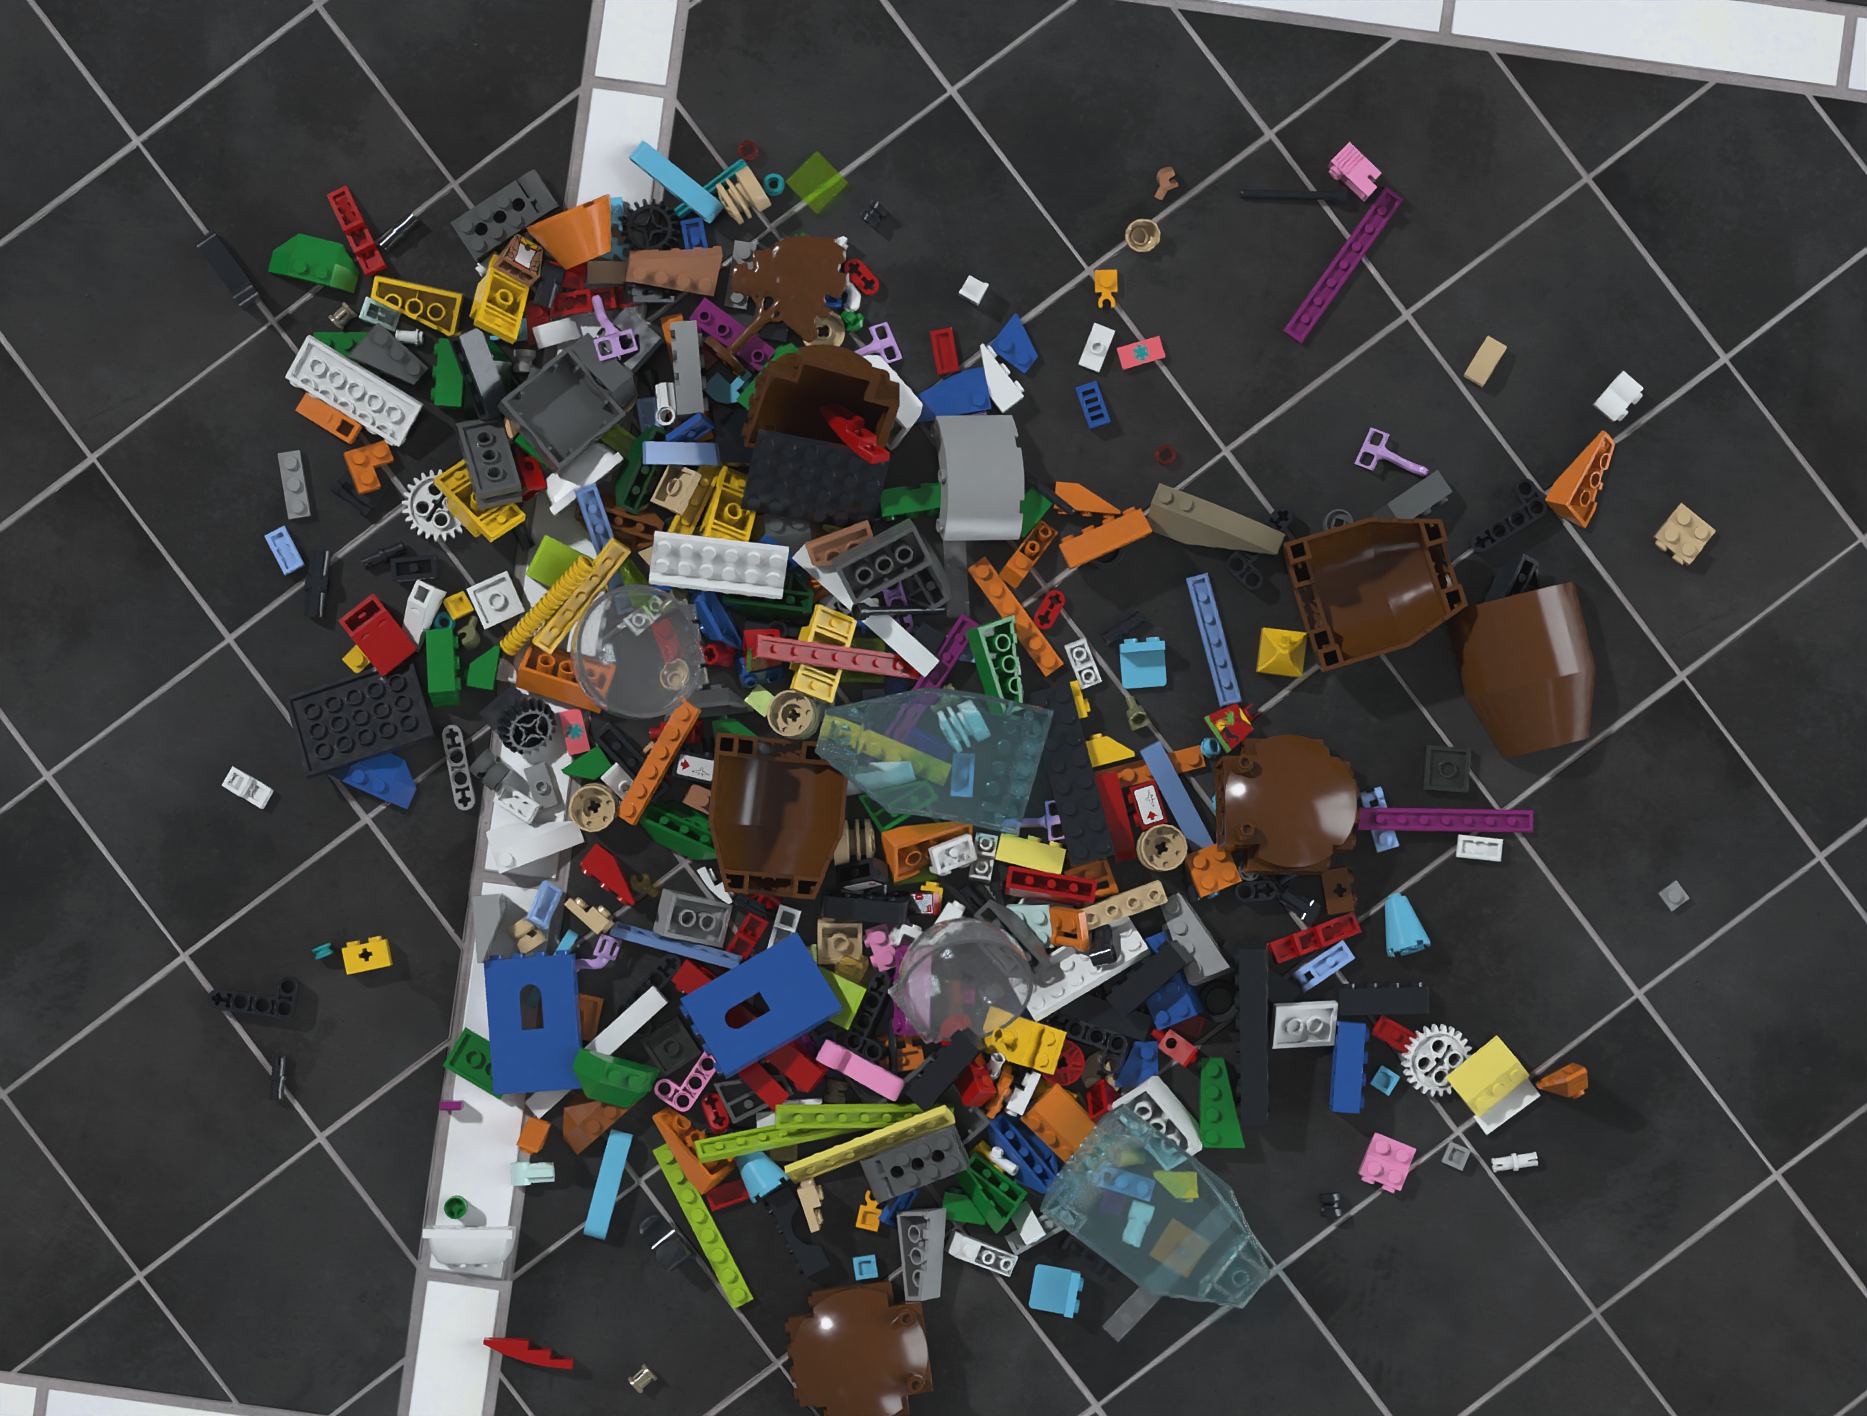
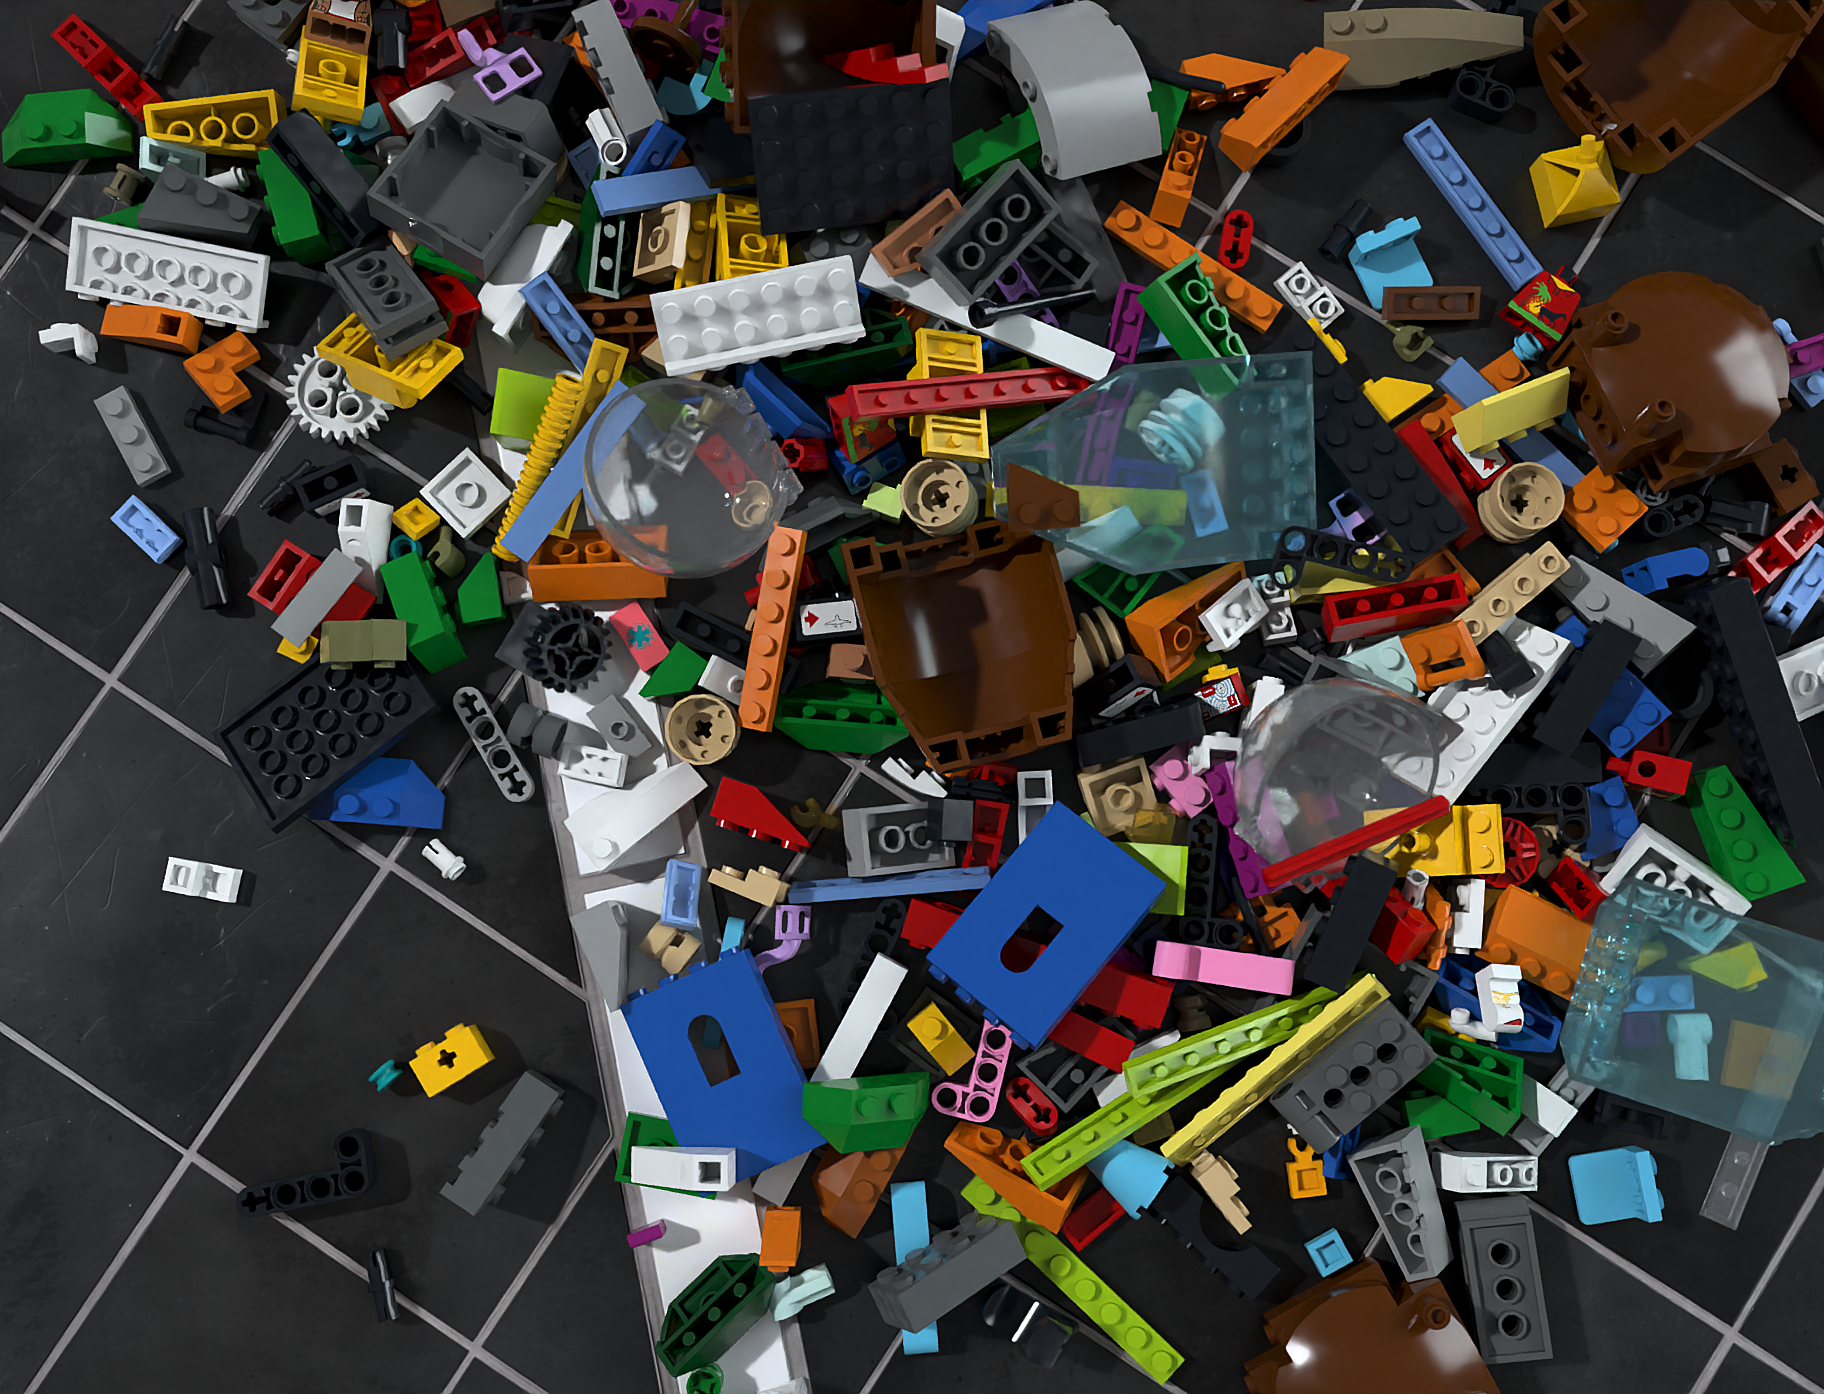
camera: 20 degrees left, 5 degrees down
(274, 405) = (68, 337): none -> white bracket
(381, 639) = (317, 598): none -> light grey tile
(384, 1017) = (504, 1143): none -> dark grey wedge
(401, 678) = (363, 642): none -> olive brick
(404, 831) = (445, 860): none -> white pin
(477, 1166) = (714, 1312): none -> dark green wedge
(490, 1072) = (684, 1167): none -> white slope
(562, 620) = (554, 493): none -> medium blue tile
(626, 1190) = (946, 1271): none -> dark grey brick
(673, 1051) = (941, 1038): none -> yellow slope
(727, 920) = (949, 822): none -> black brick
(844, 752) = (1038, 501): none -> reddish brown wing
(964, 1022) = (1355, 841): none -> red axle
(980, 1287) = (1479, 1228): none -> dark grey hinge
(1022, 1149) = (1500, 998): none -> white leg
(1024, 848) = (1341, 559): none -> black beam
(1158, 697) = (1430, 302): none -> reddish brown plate
(1174, 791) = (1513, 412): none -> light yellow slope
(1245, 924) = (1675, 567): none -> blue hips

